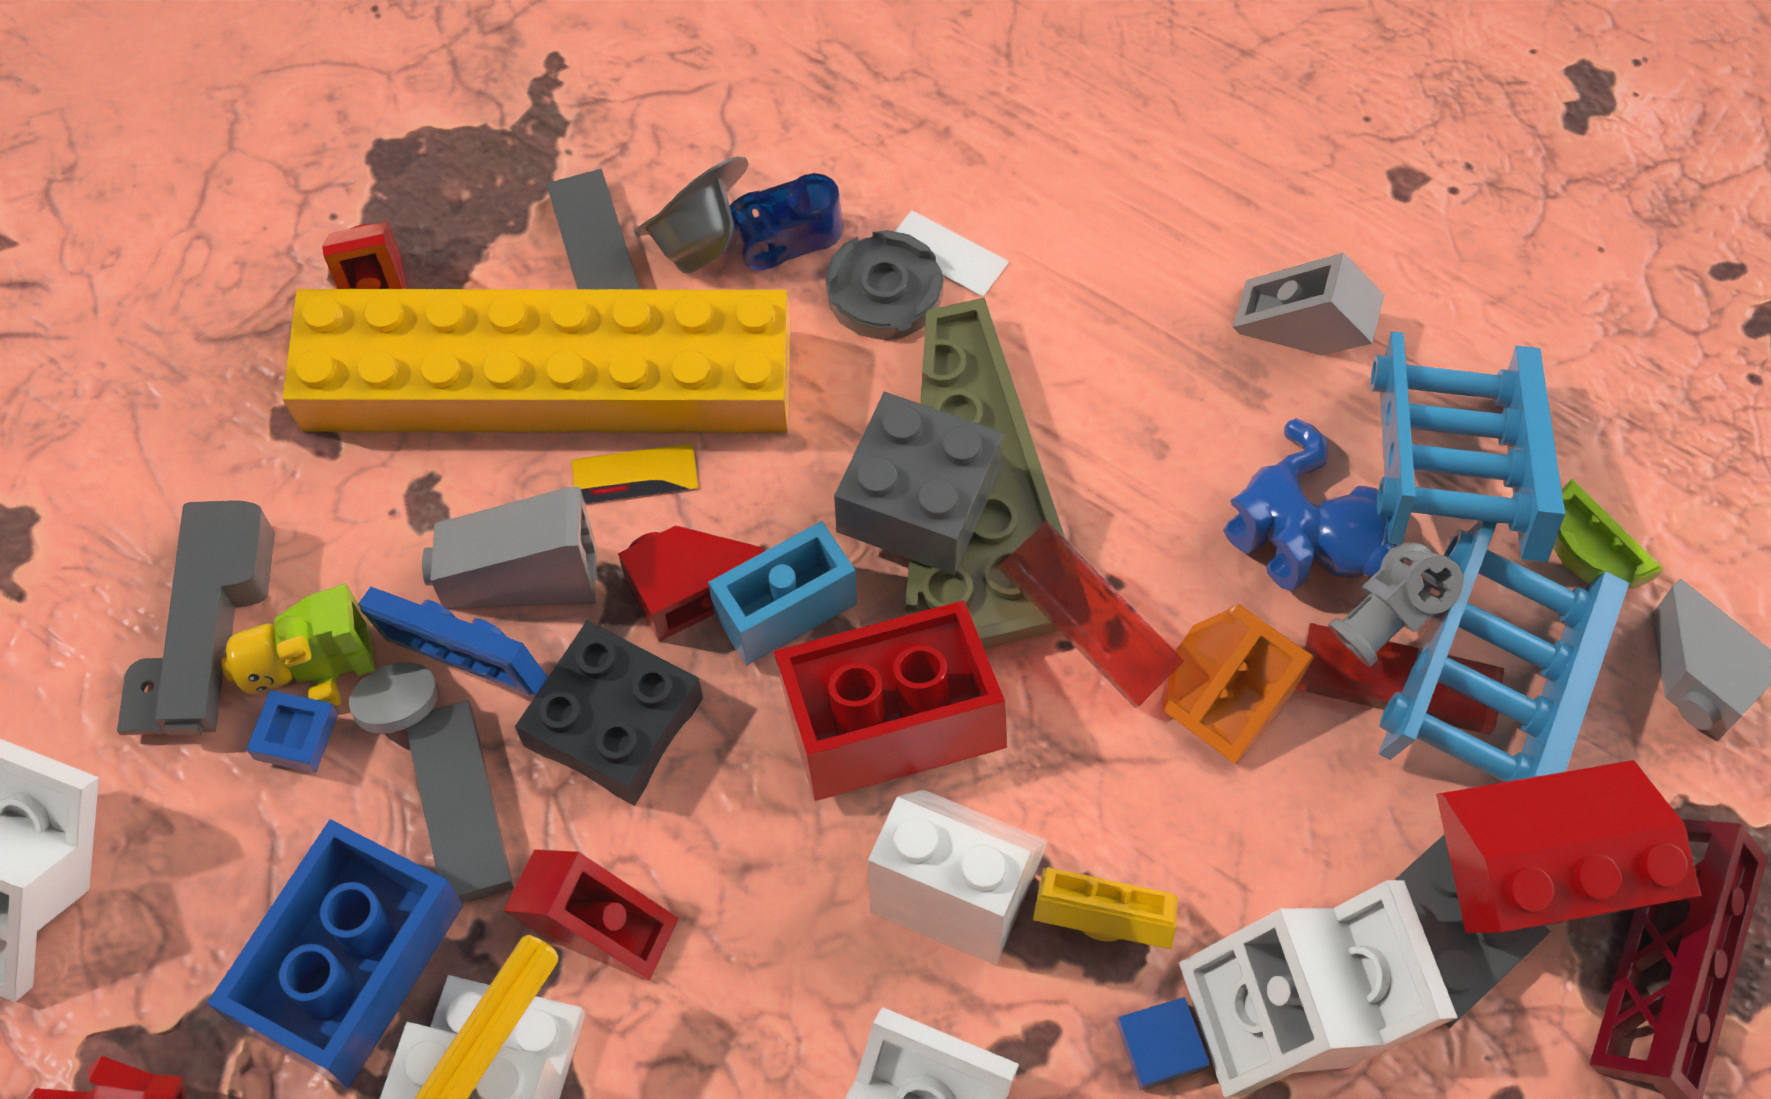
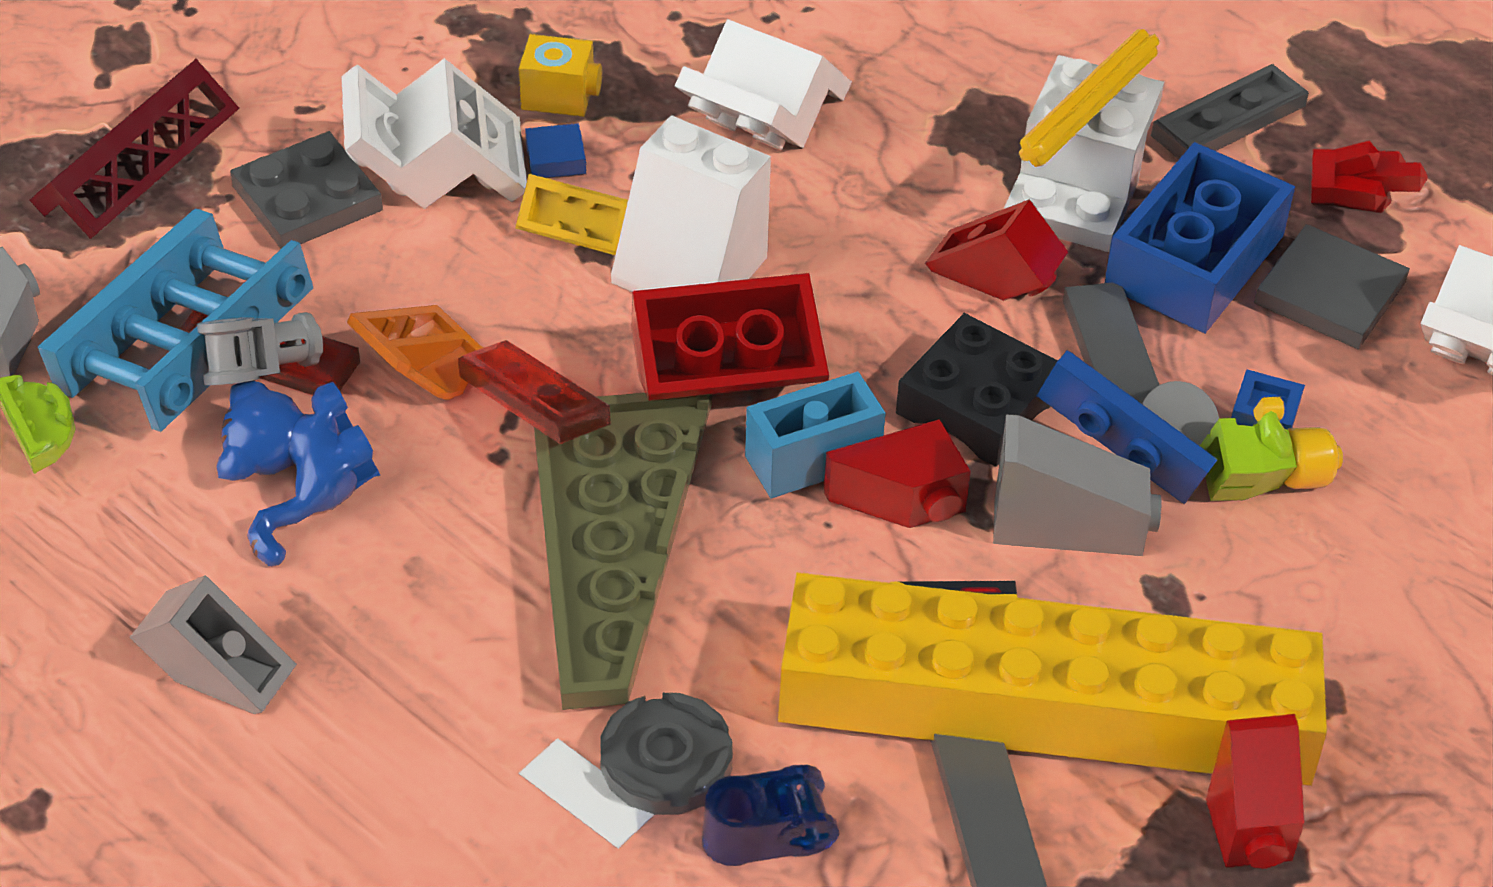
camera: 175 degrees left, 15 degrees down
(177, 942) = (1331, 286): none -> dark grey tile
(218, 567) = (1363, 537): dark grey piece -> none
(698, 219) = (879, 811): dark grey piece -> none
(918, 482) = (671, 483): dark grey brick -> none
(1523, 427) = (82, 423): dark azure fence -> none
(1564, 848) = (204, 162): red slope -> none

